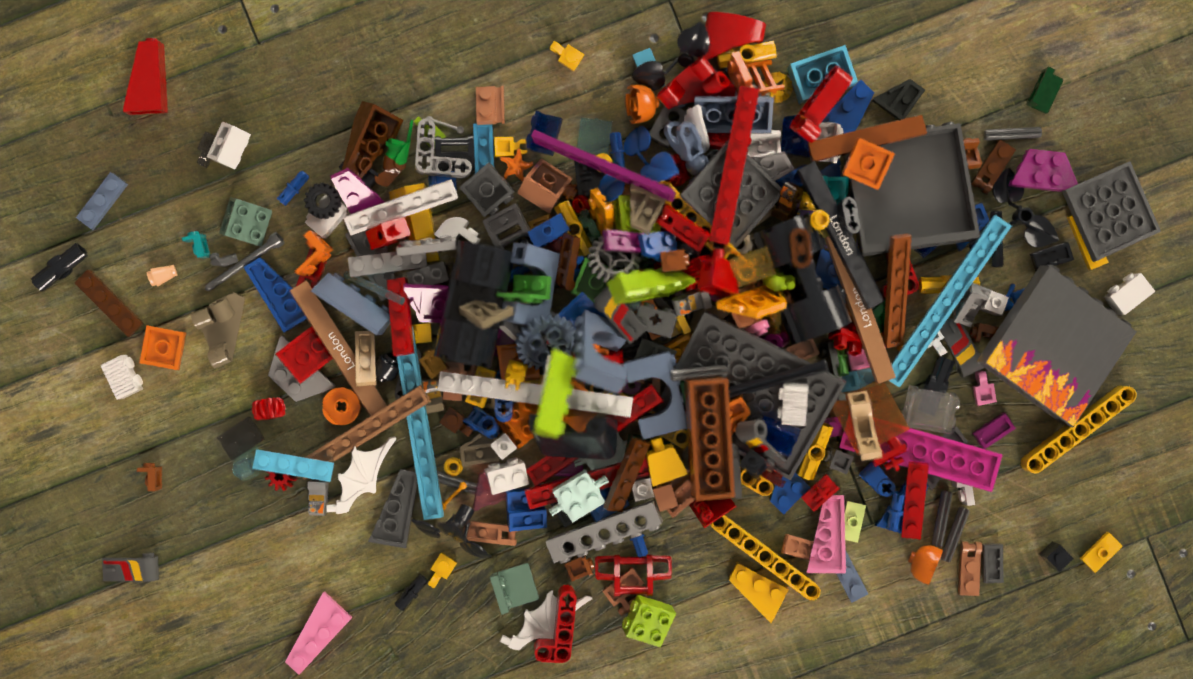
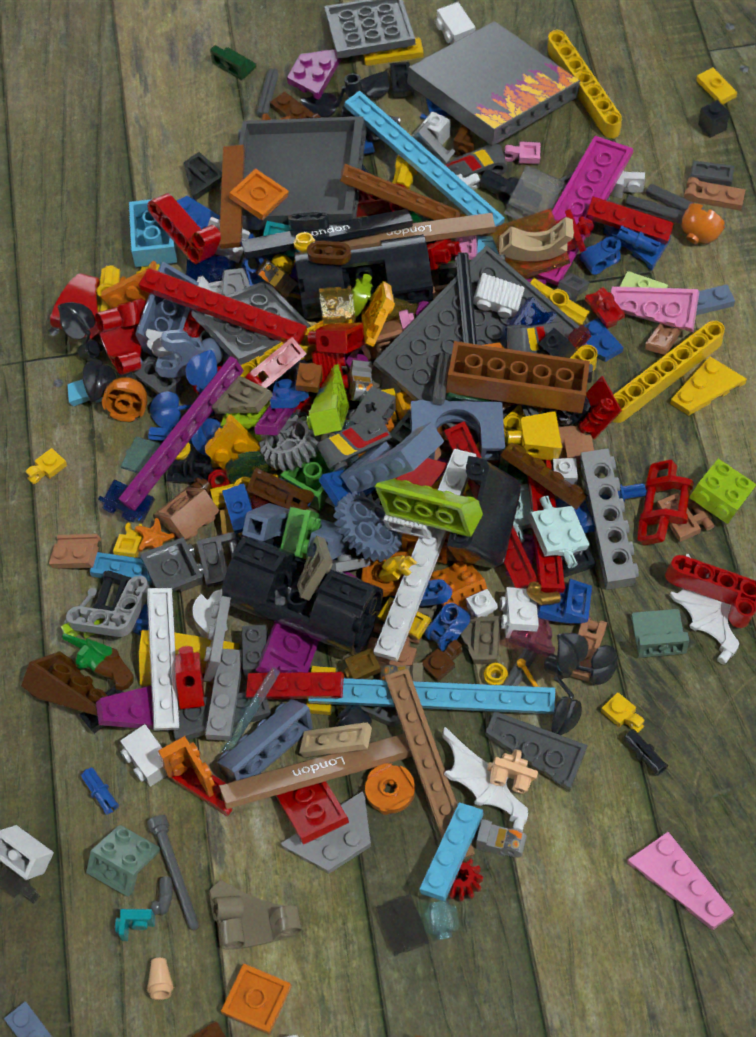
camera: 75 degrees left, 30 degrees down
(268, 408) = (371, 872): red gear -> none
(275, 294) = (236, 833): blue wing -> none
(314, 192) = (127, 758): black tyre -> none
(374, 496) = (514, 768): none -> light nougat hips
(517, 492) = (535, 593): none -> pearl gold arm
(579, 567) = (647, 556): dark orange bracket -> none
(683, 498) = (580, 426): nougat plate -> none
(993, 430) = (568, 151): magenta tile -> none

